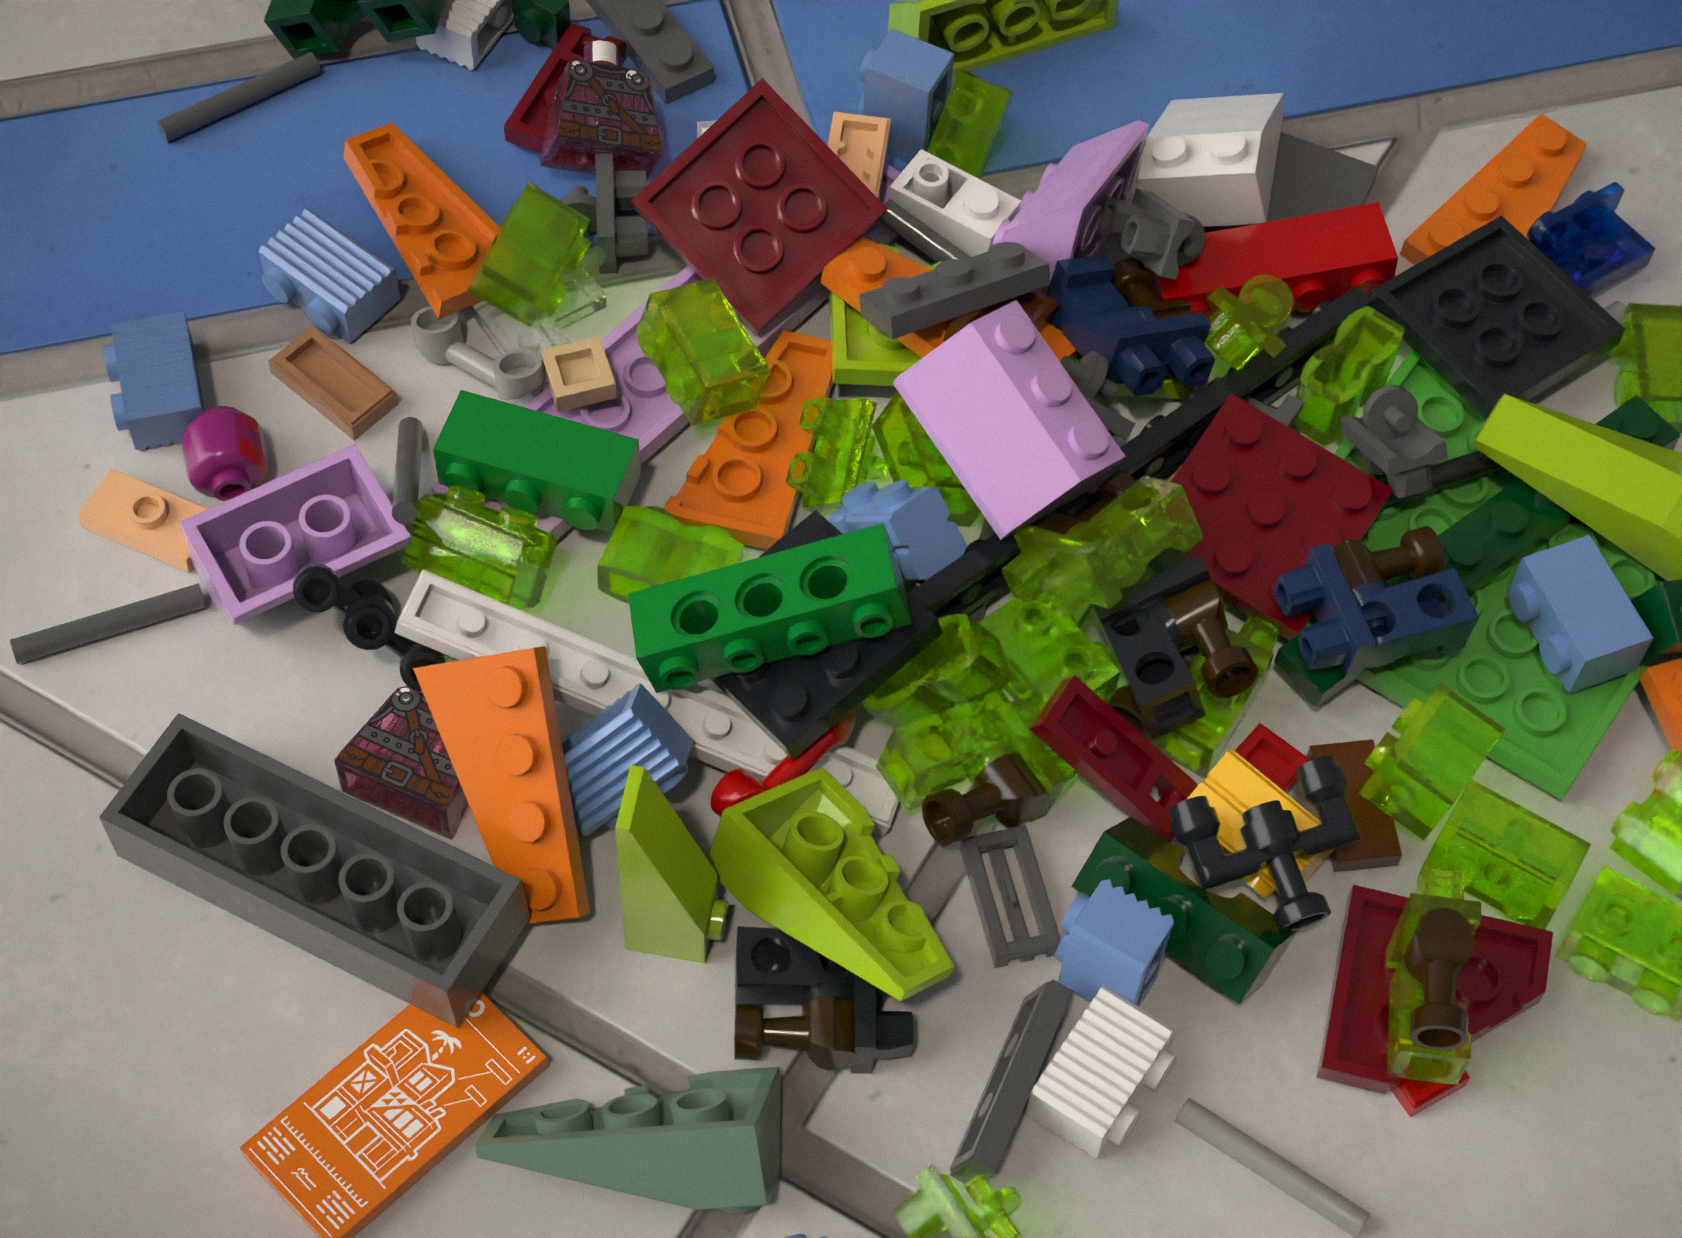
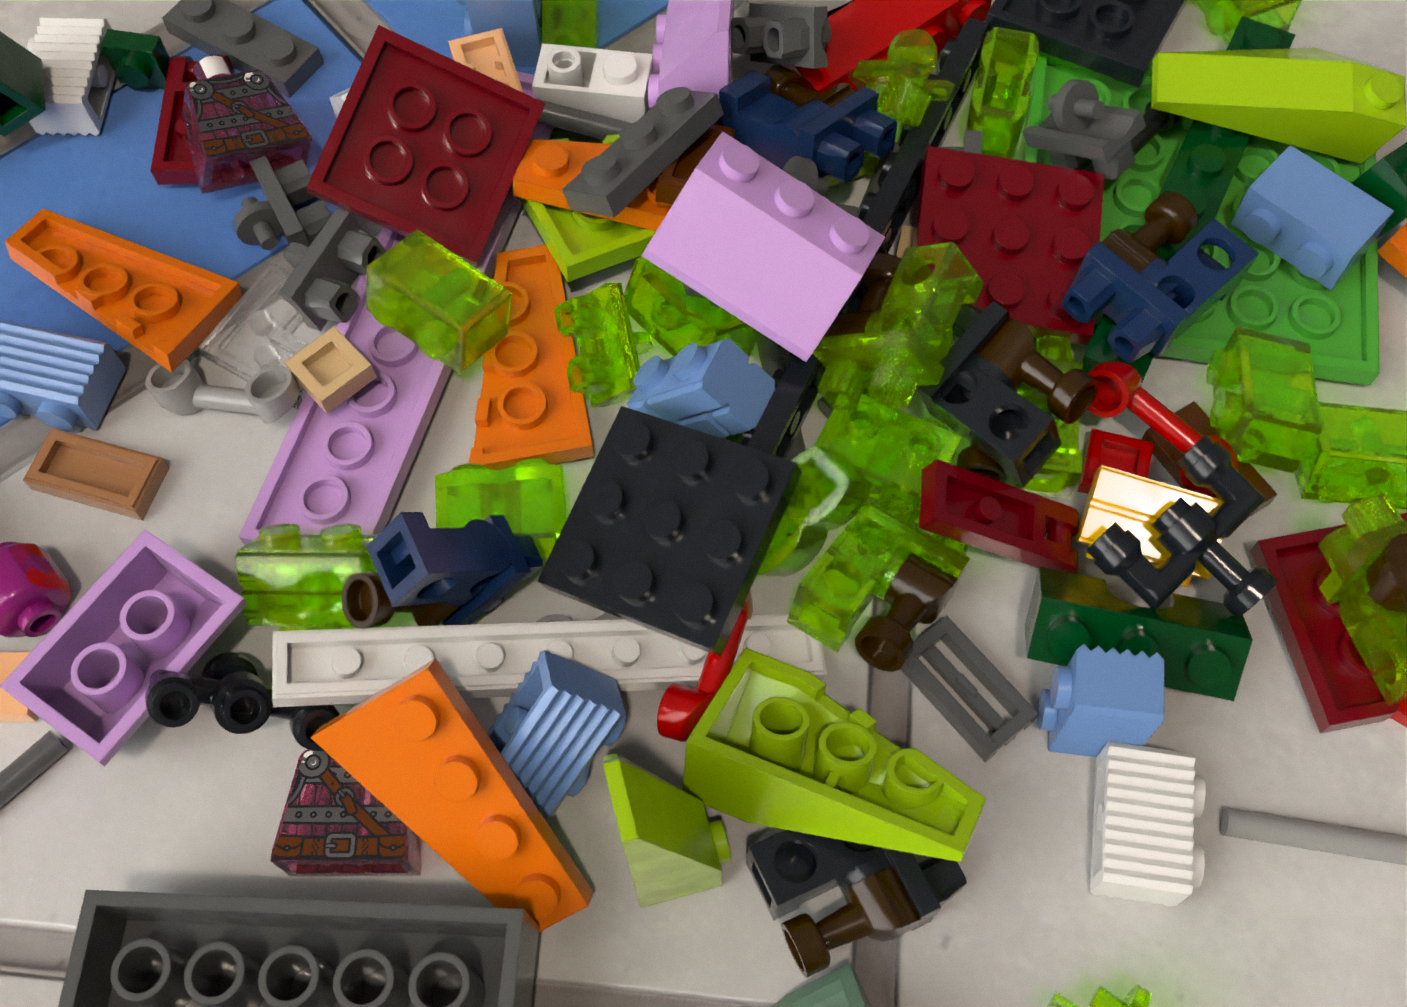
camera: 20 degrees left, 5 degrees up
(407, 471) = (209, 533): dark grey bar -> none
(530, 256) = (233, 278): clear neon green brick -> none
(538, 461) = (330, 470): green brick -> none
(577, 580) = (438, 571): none -> dark blue hips
(619, 283) = (327, 269): none -> dark grey hips
(722, 616) = (597, 524): green brick -> none
(1010, 1082) = (1072, 878): dark grey tile -> none
(1290, 686) = (1122, 389): none -> red bar

